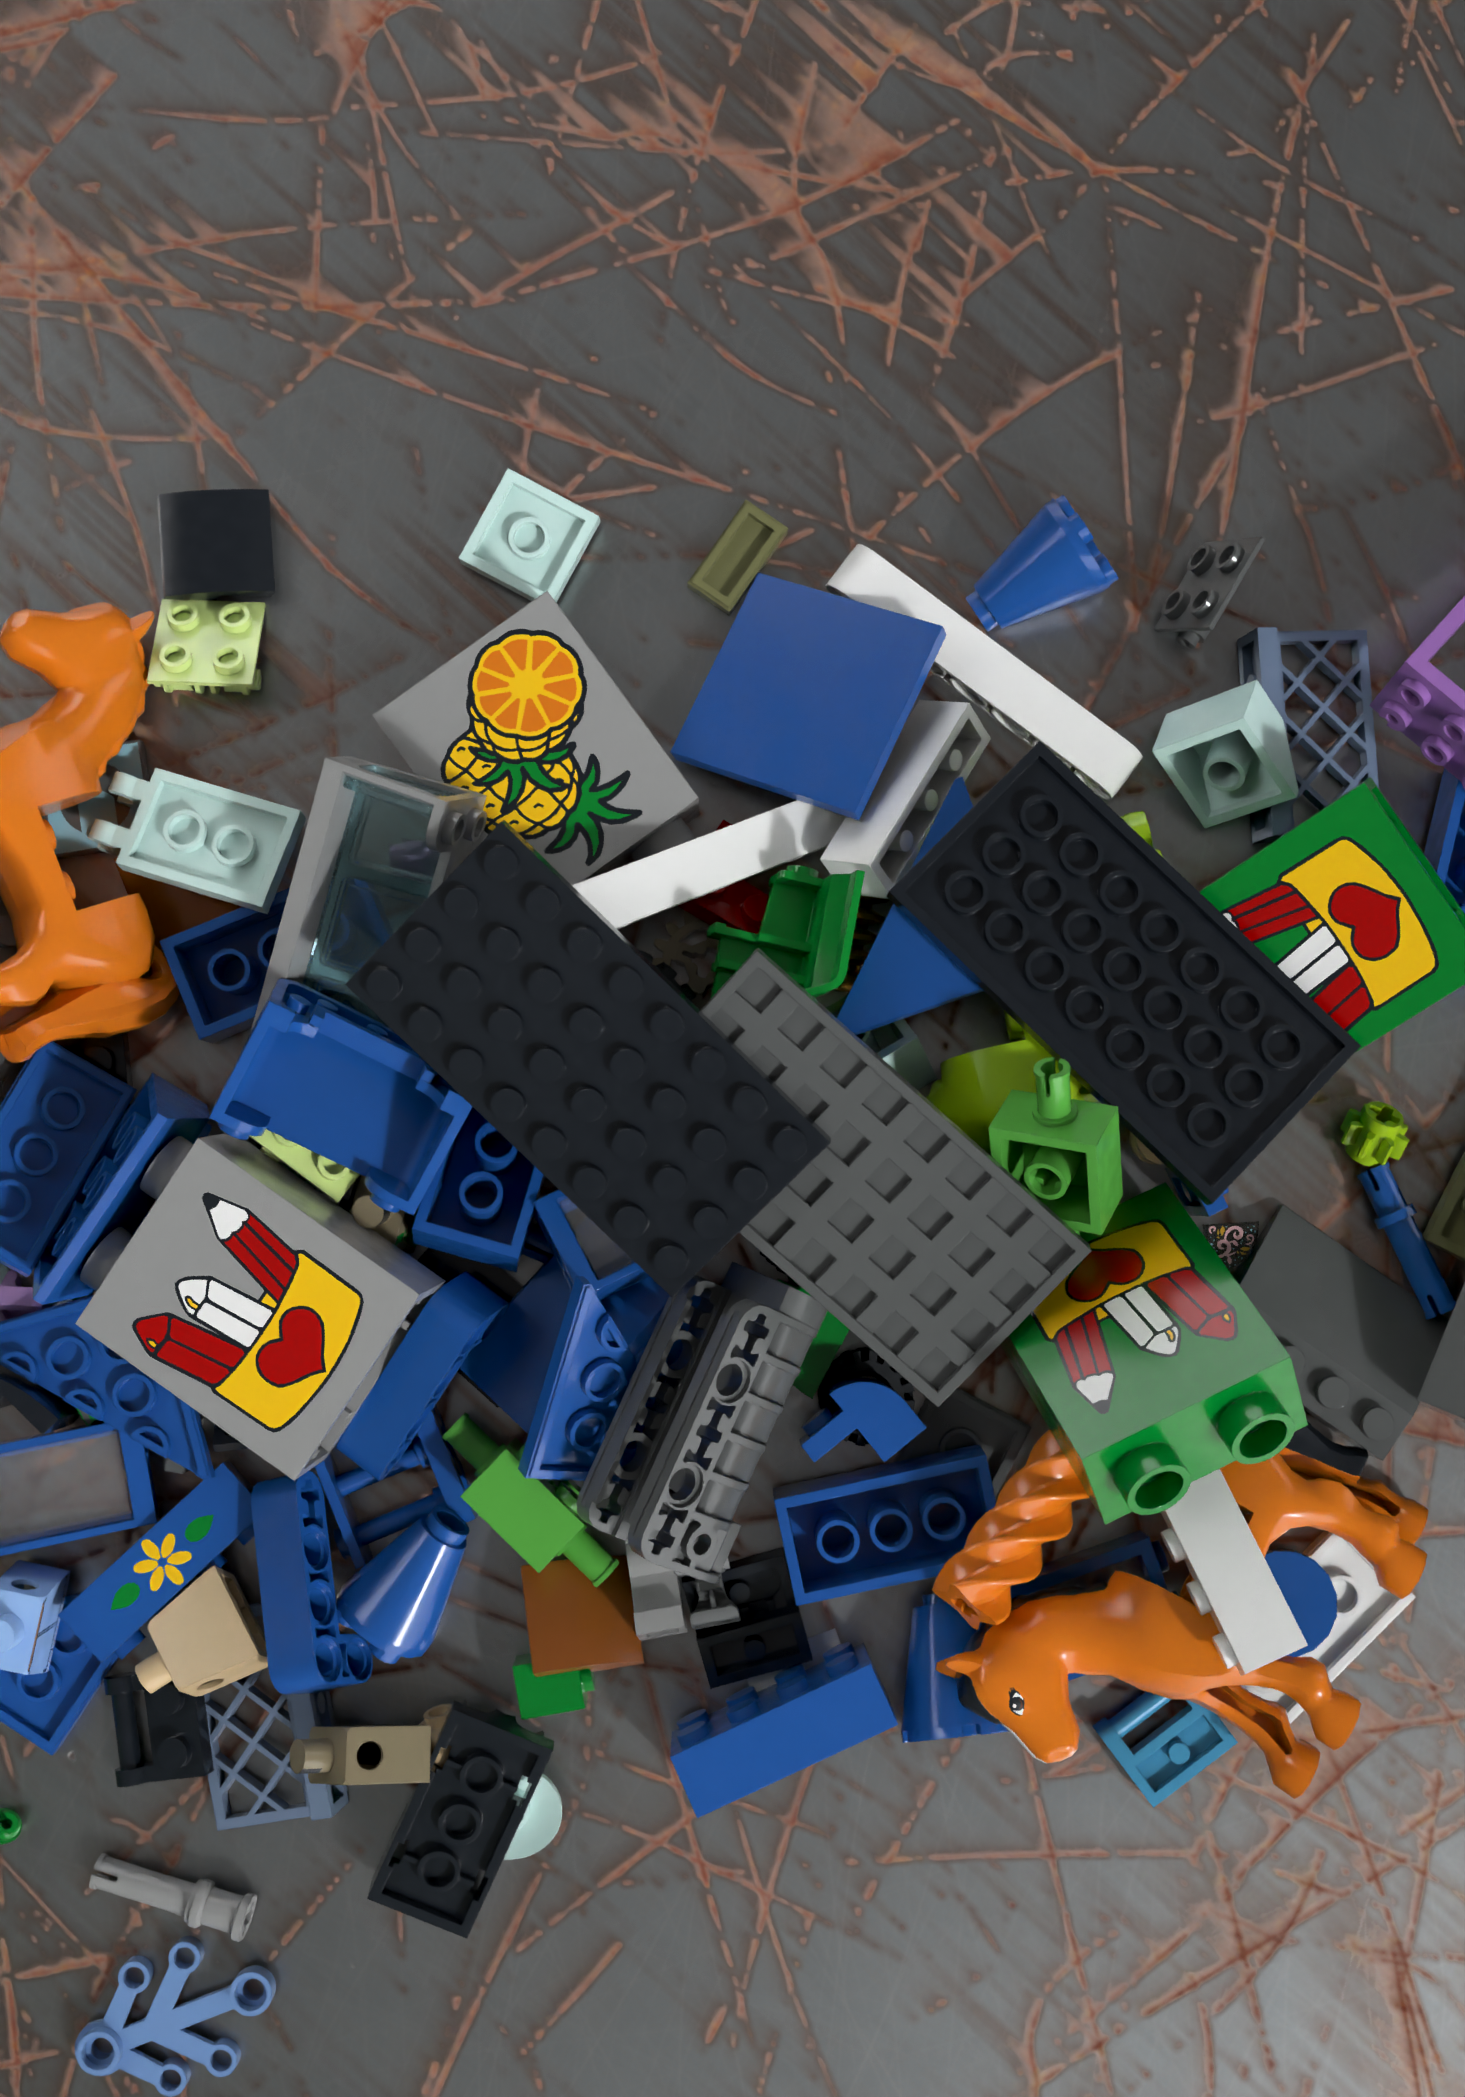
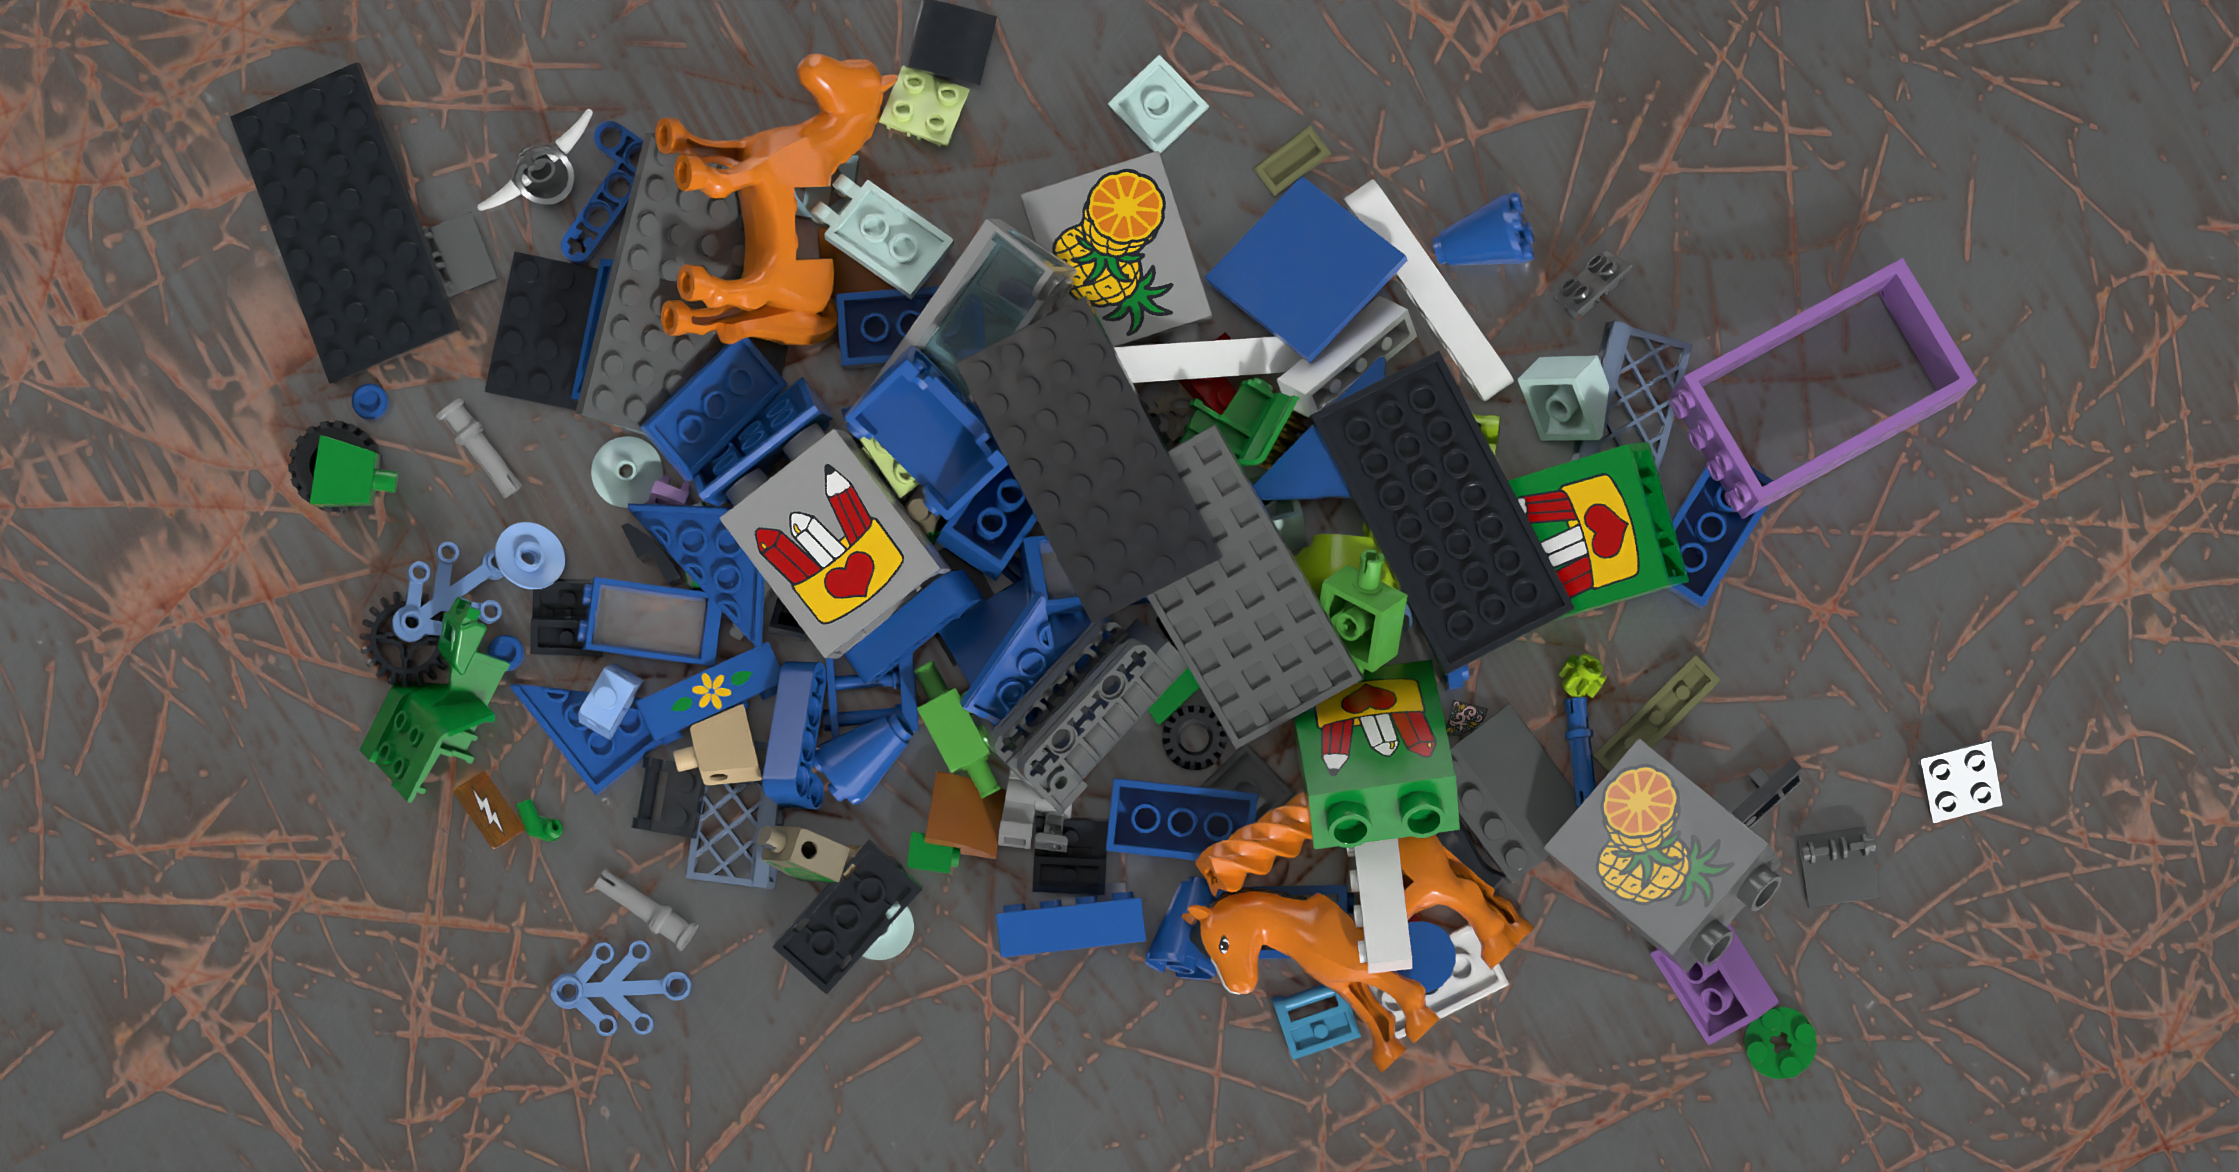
camera: 25 degrees right, 0 degrees up
(866, 1406) = (1195, 742): blue brick -> none

